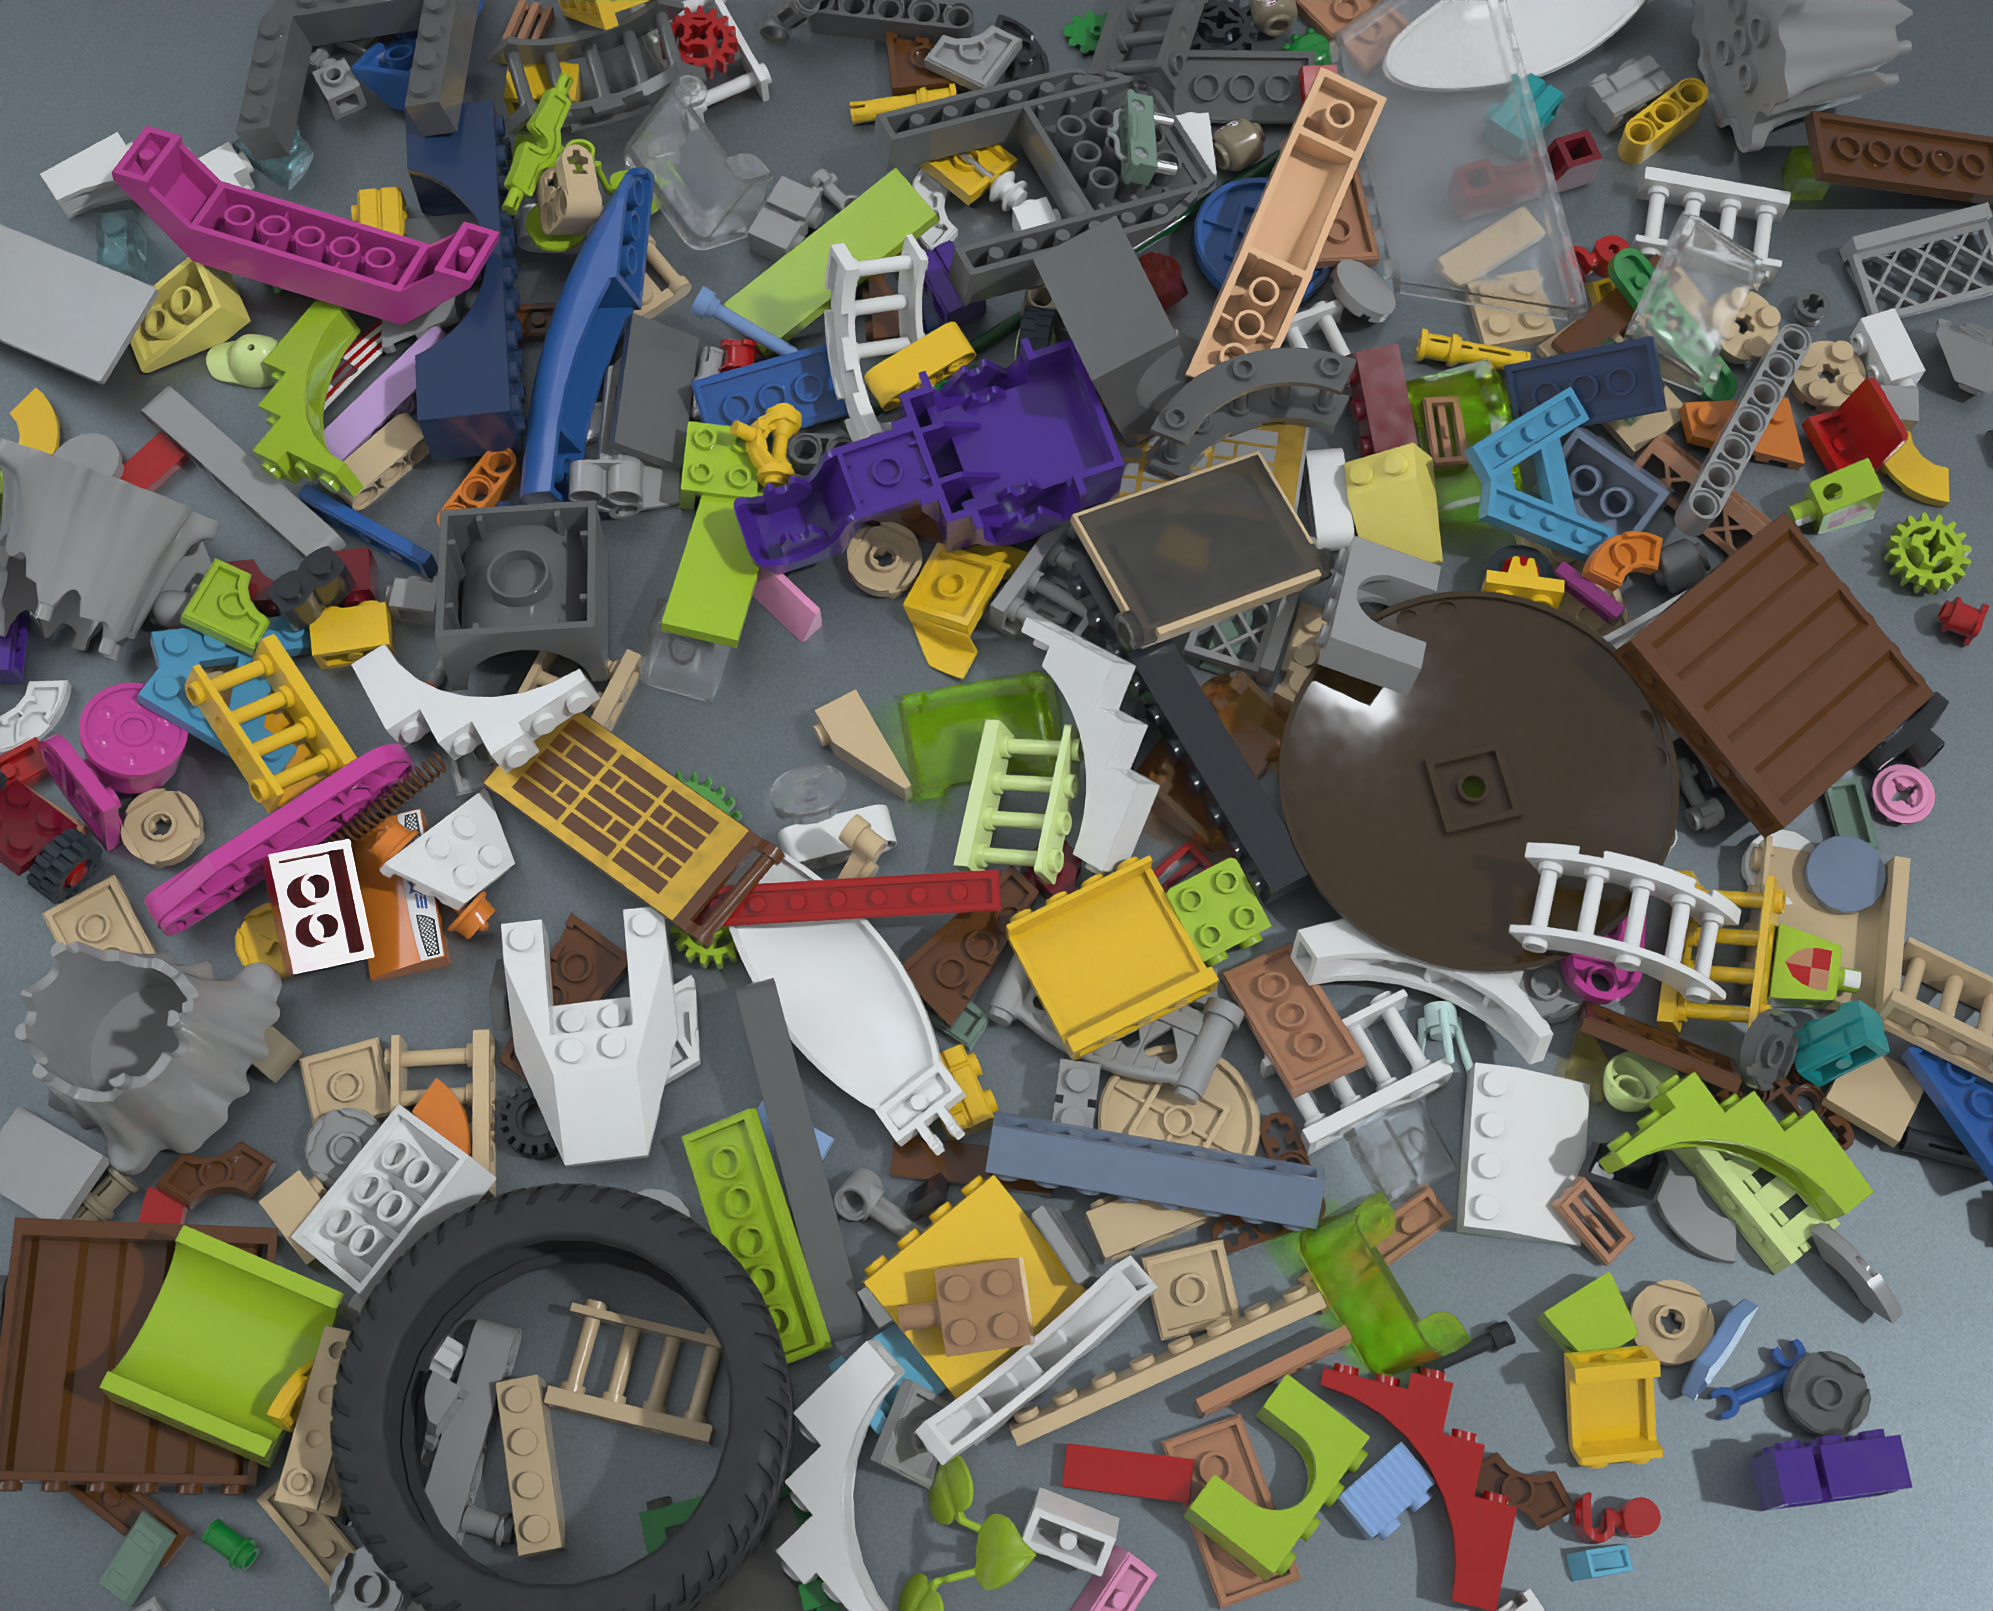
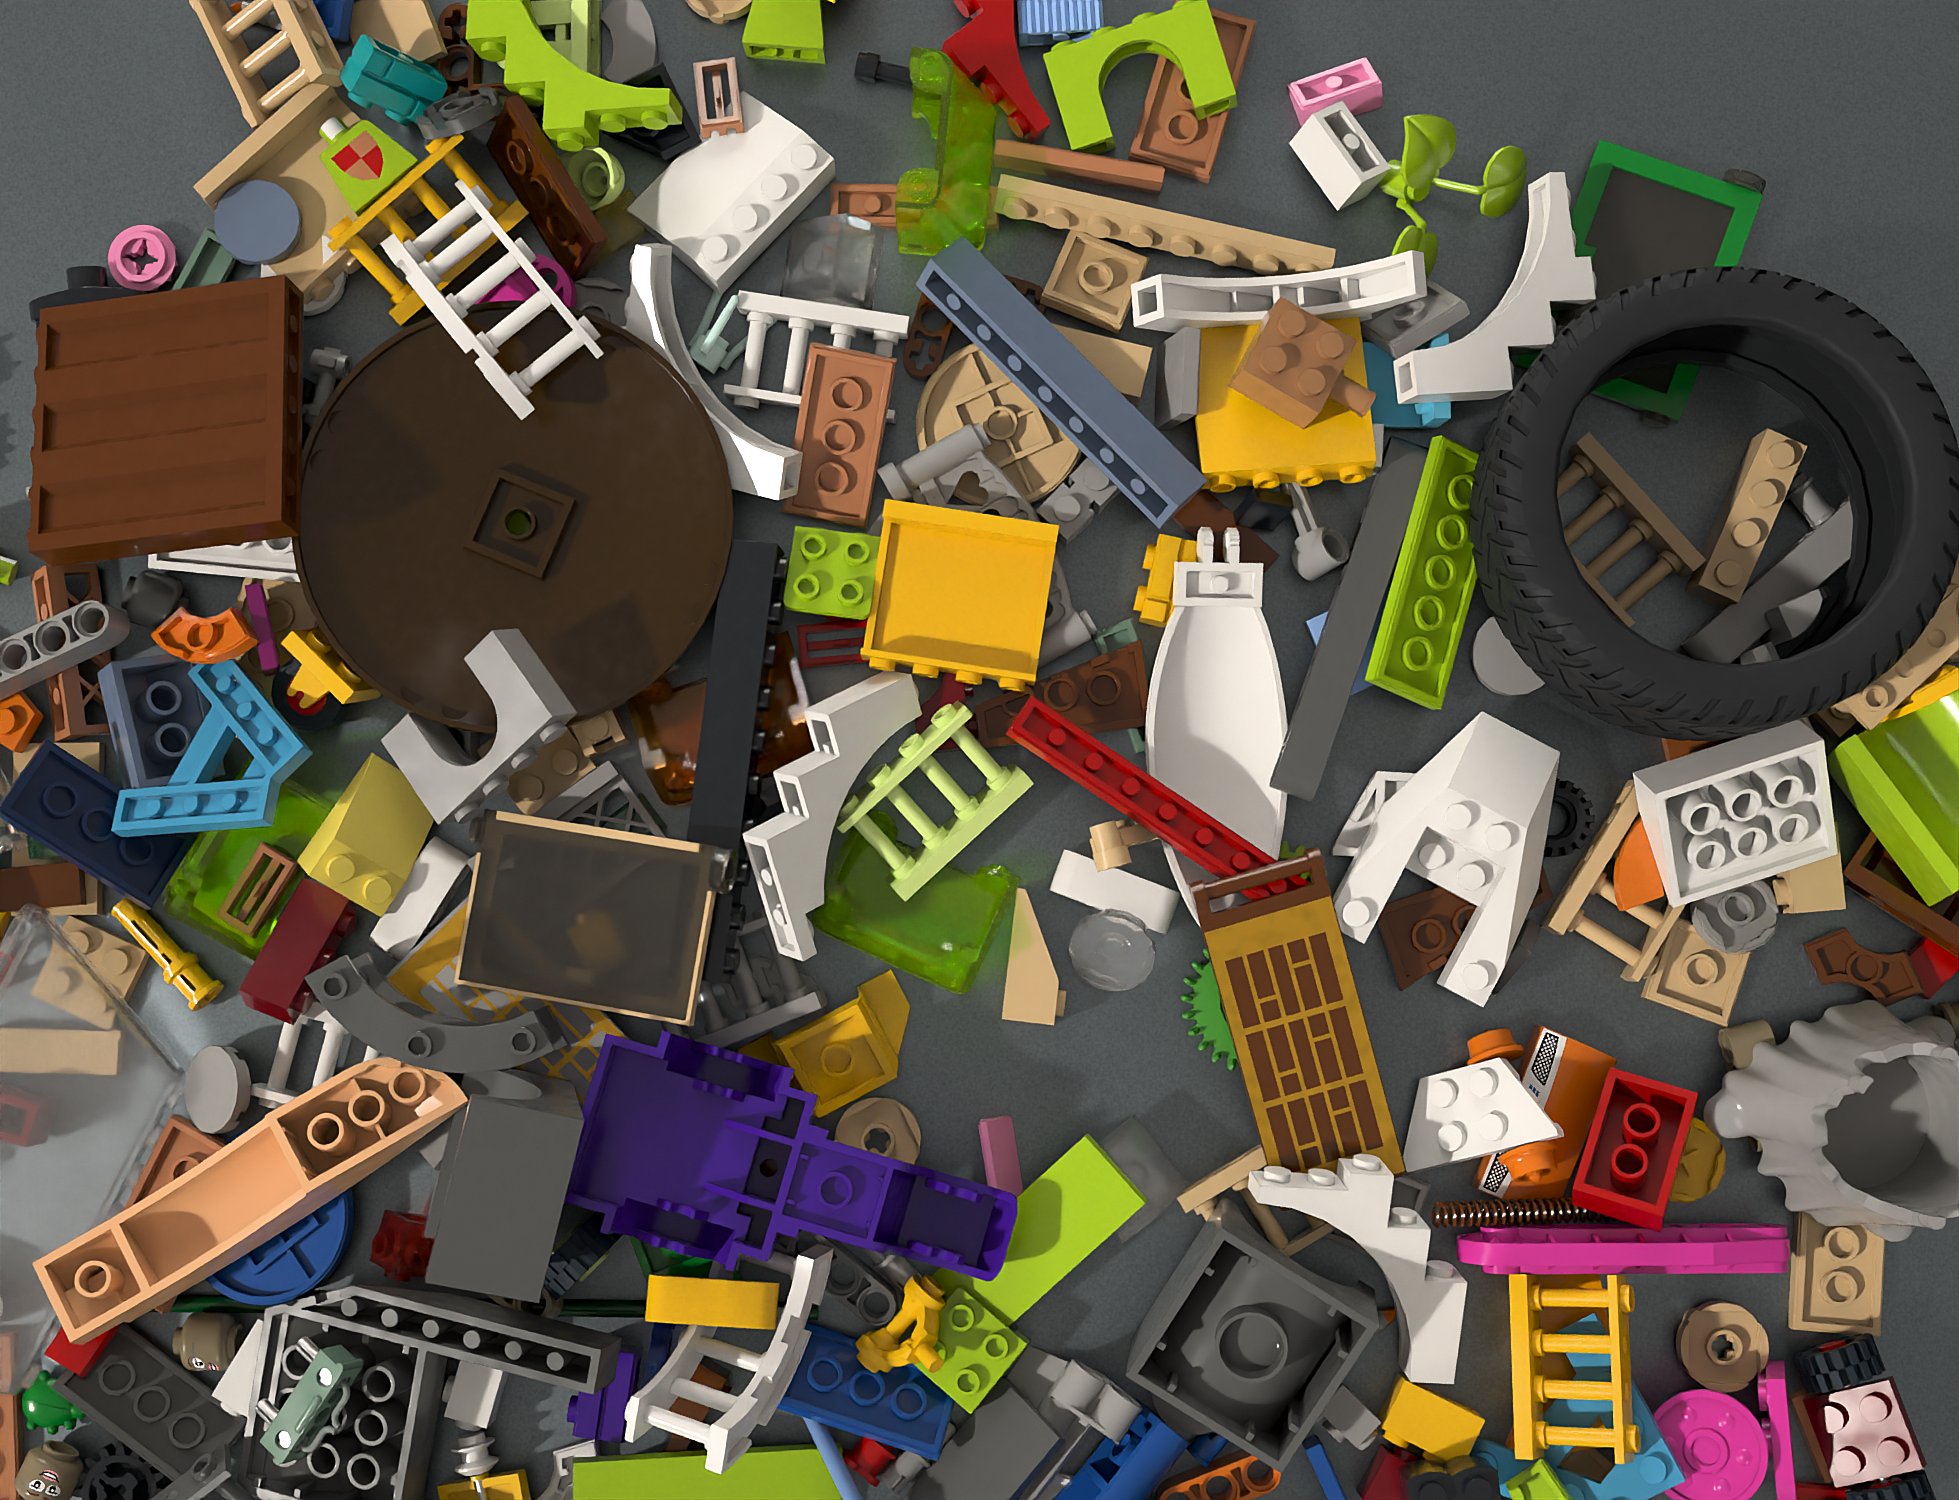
camera: 140 degrees left, 15 degrees up
(1128, 1473) = (1256, 172): red tile -> none

